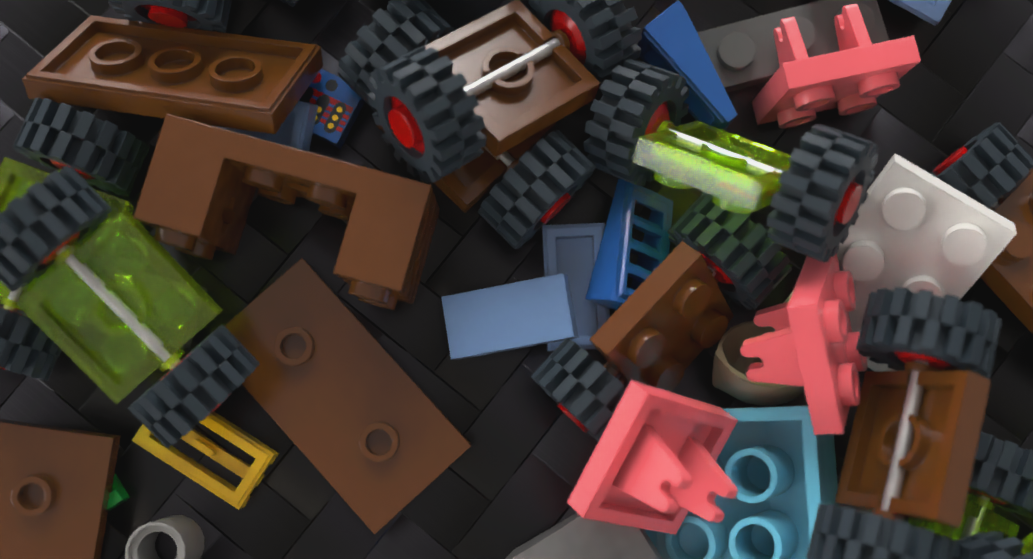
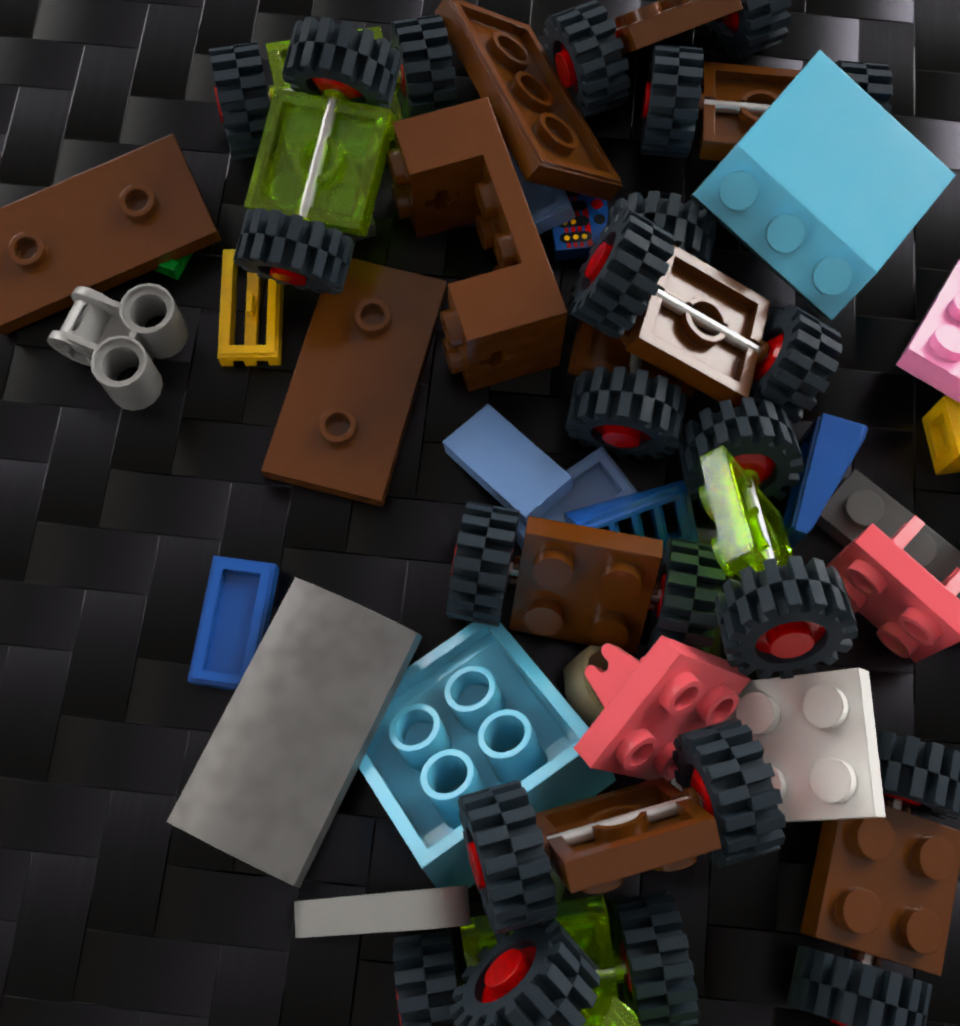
camera: 60 degrees right, 10 degrees down
(656, 462) = (463, 635): coral plate -> none

